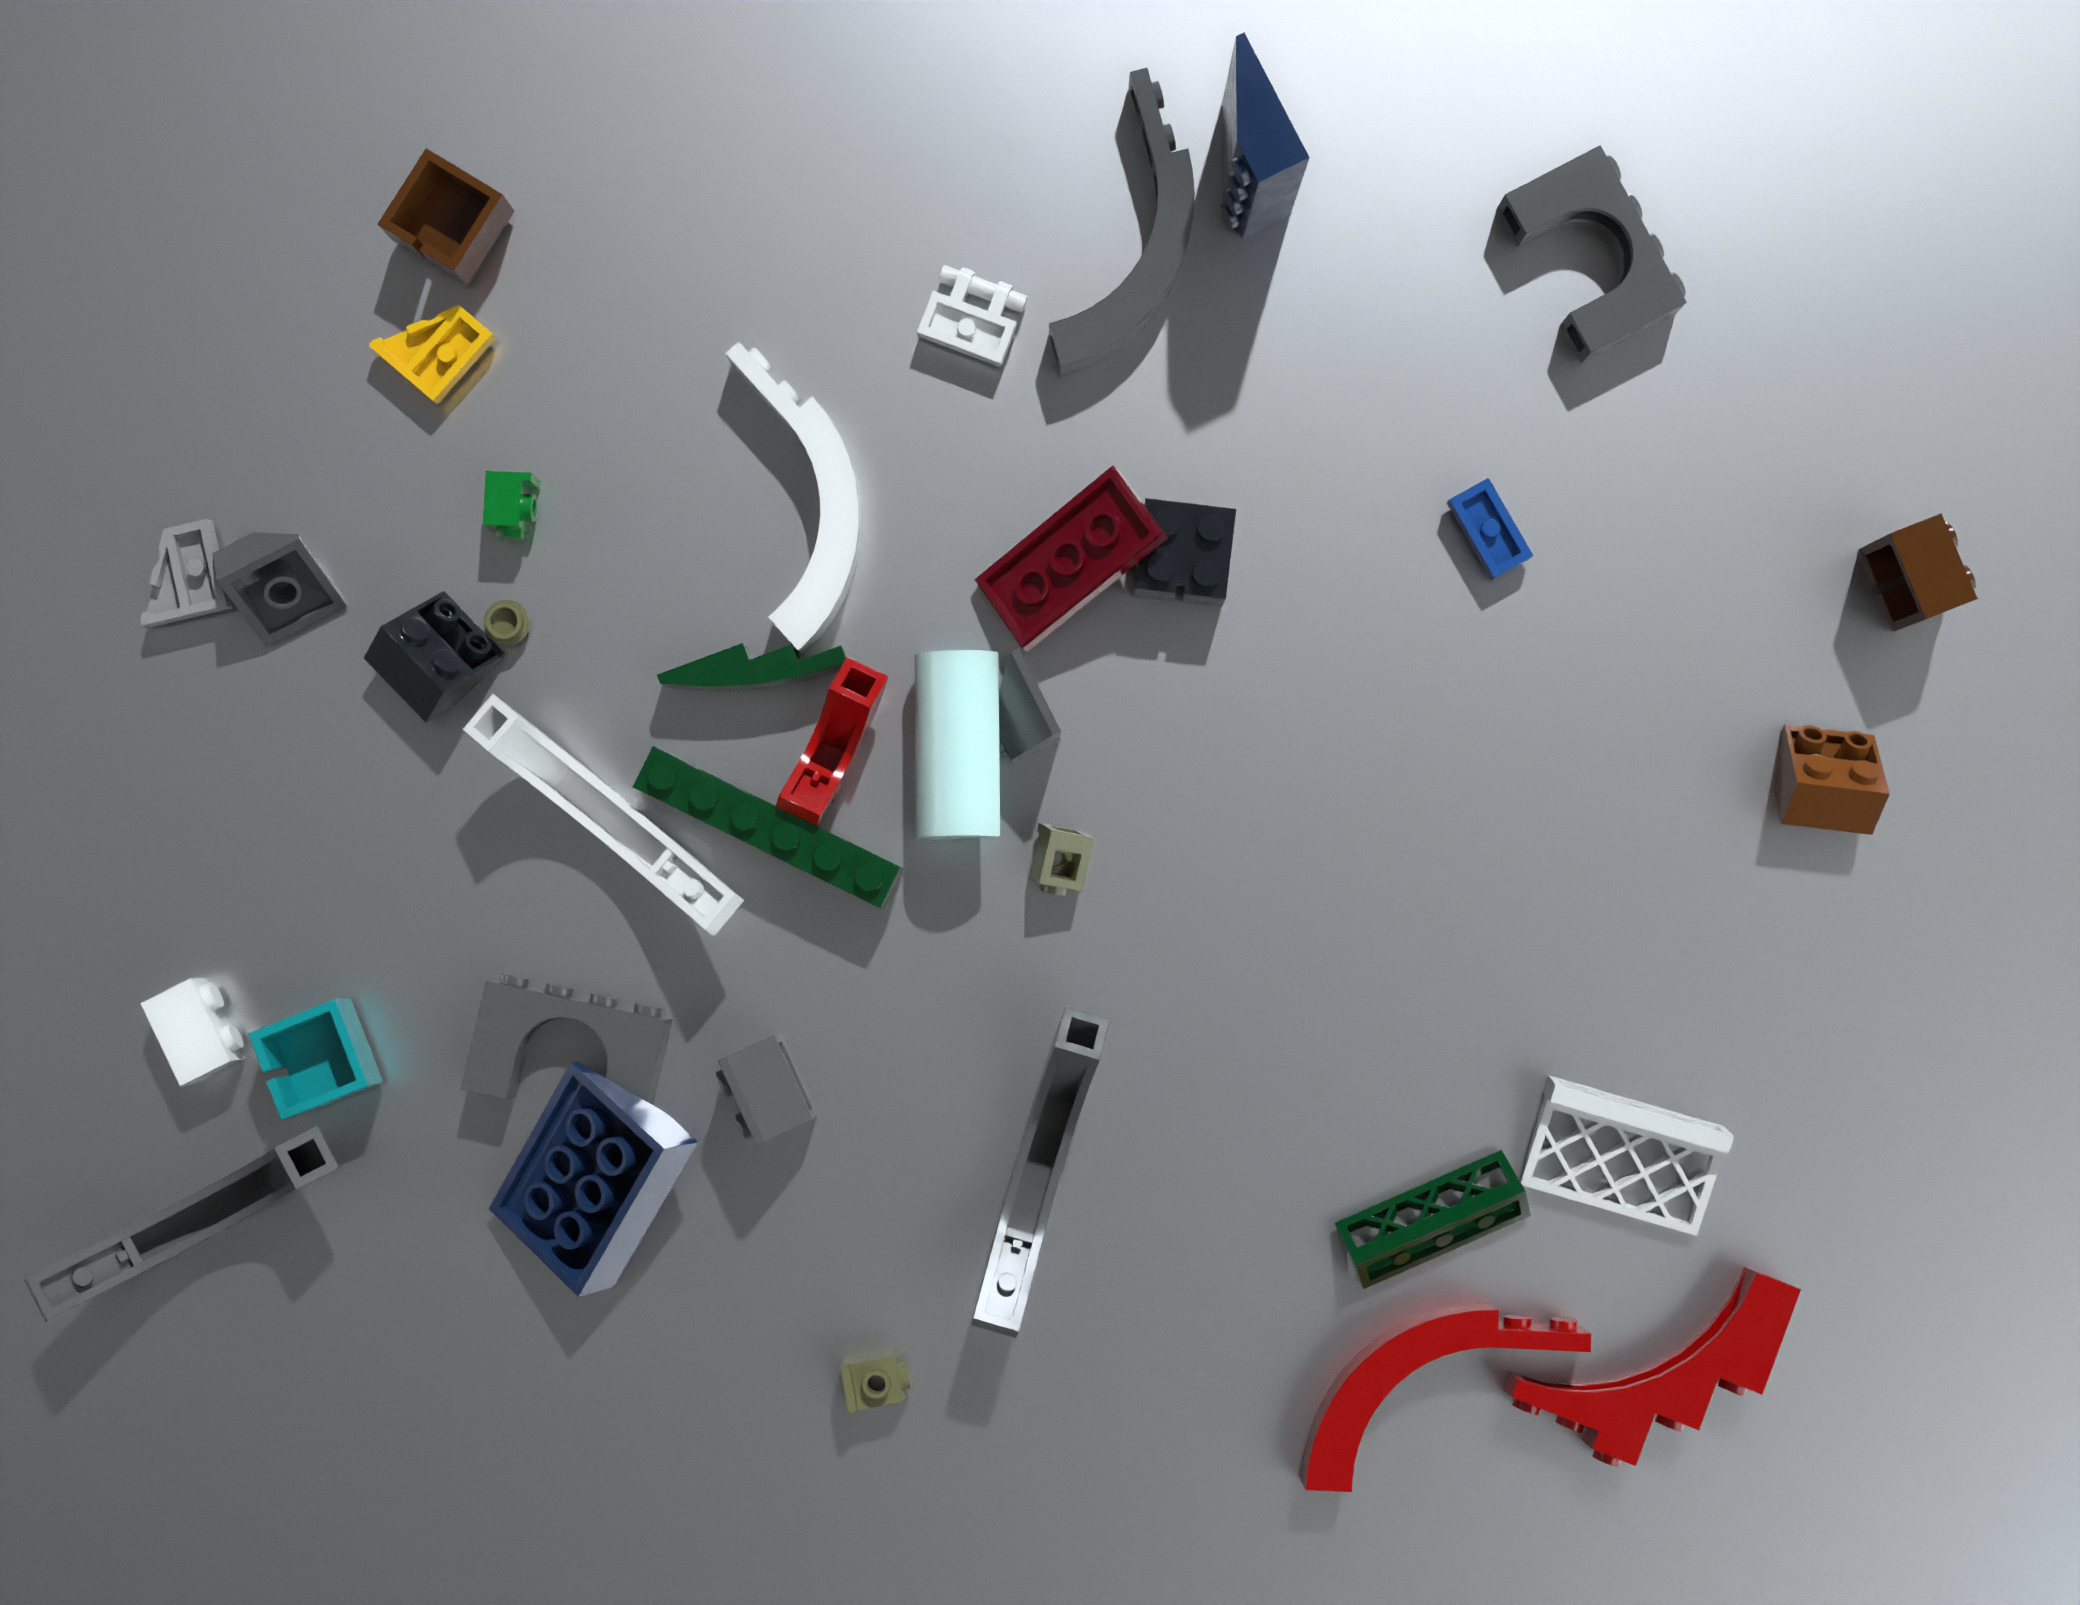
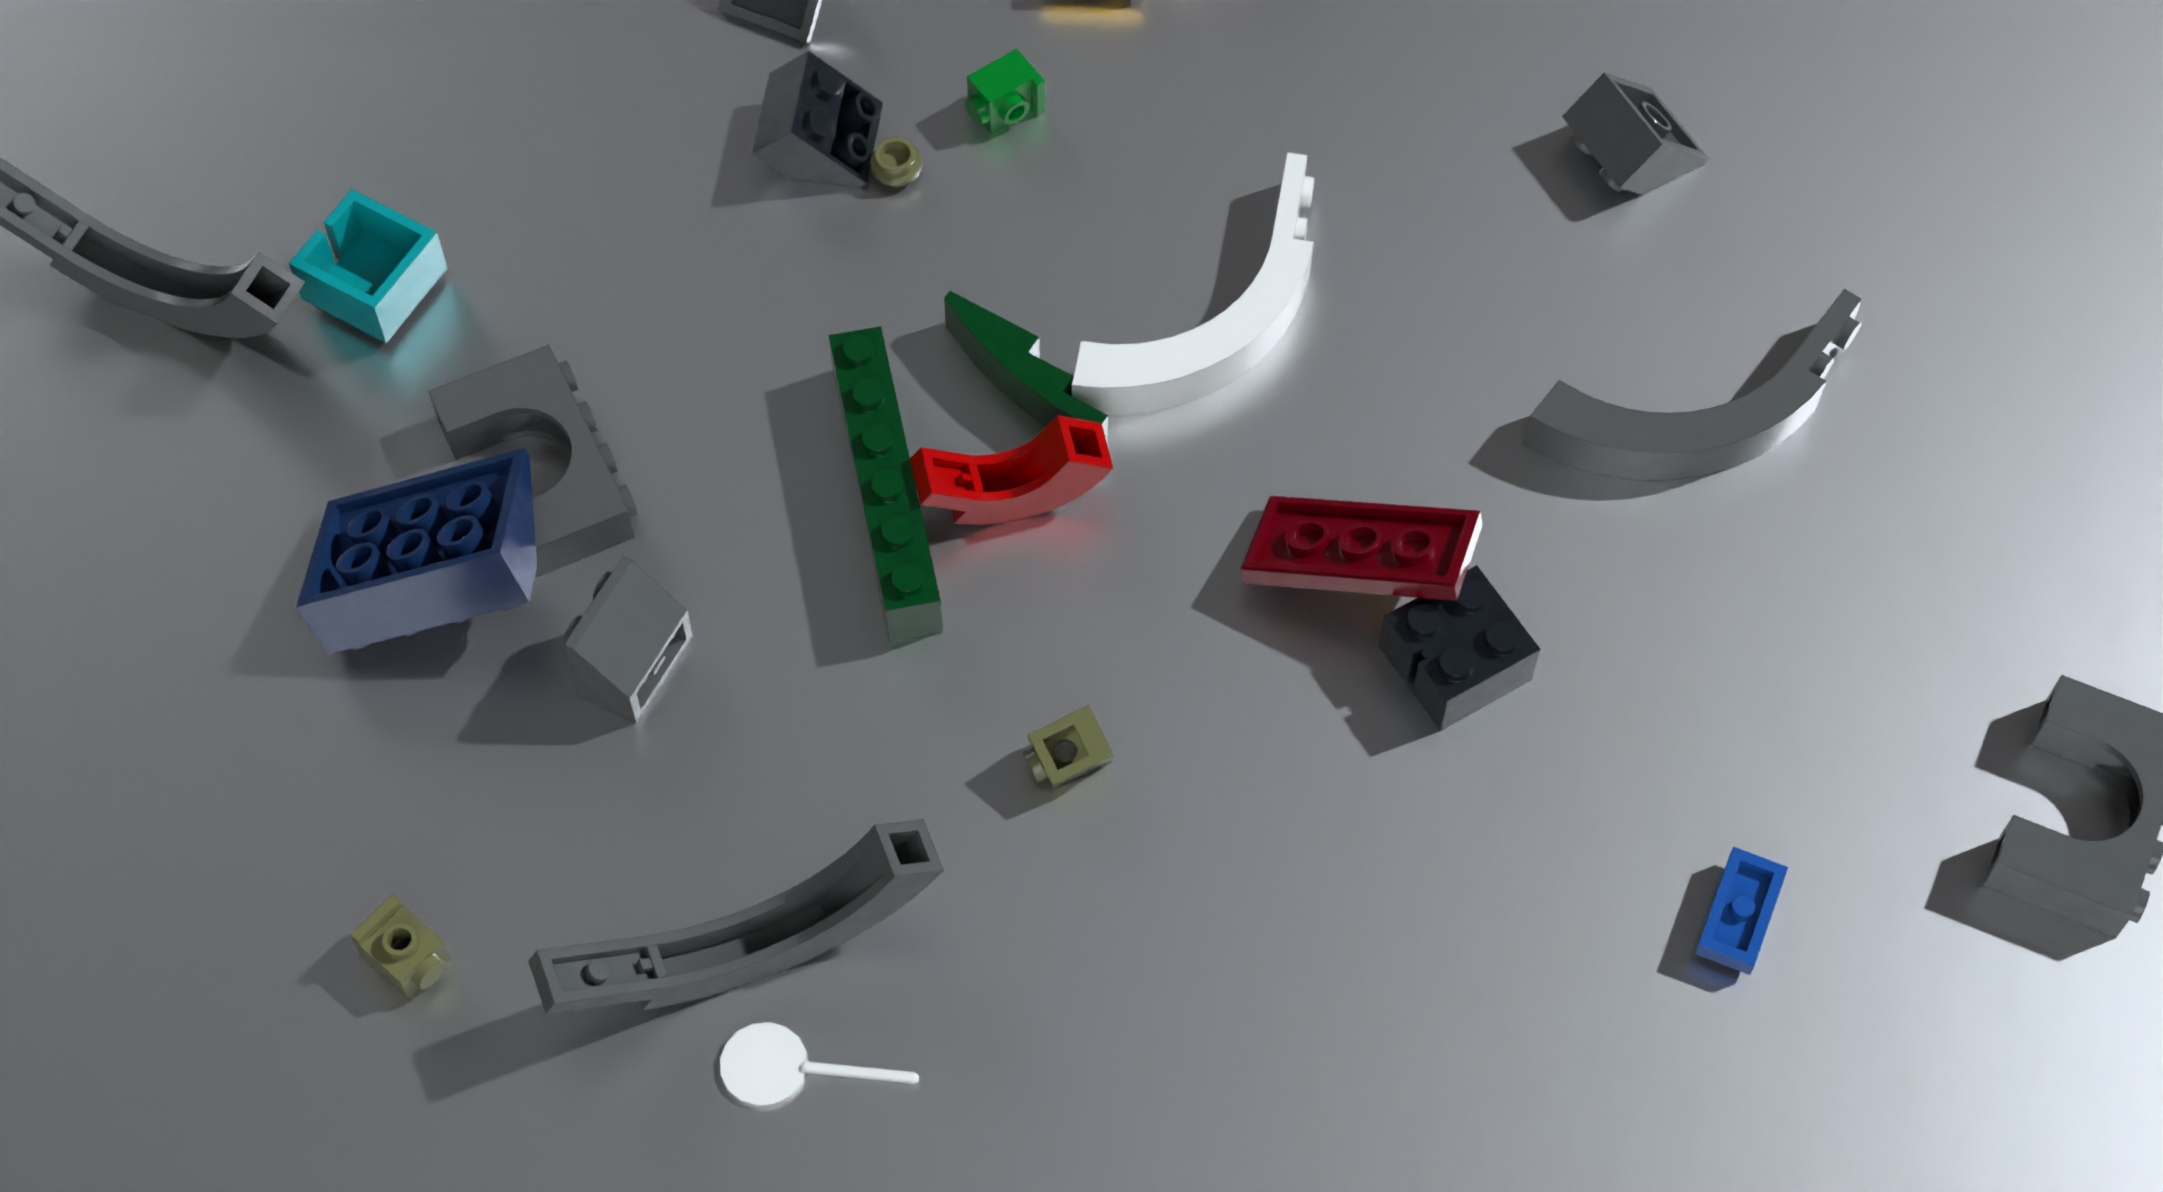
camera: 50 degrees right, 25 degrees down
(194, 1030) = (320, 165): white brick -> none
(604, 813) = (787, 321): white arch -> none
(891, 97) = (1632, 135): none -> dark grey slope
(957, 744) = (1097, 569): light aqua brick -> none
(968, 327) = (1494, 334): white plate -> none
(1023, 712) = (1181, 610): dark grey slope -> none
(1123, 1203) = (769, 1064): none -> white piece
(1259, 147) = (1868, 411): dark blue slope -> none

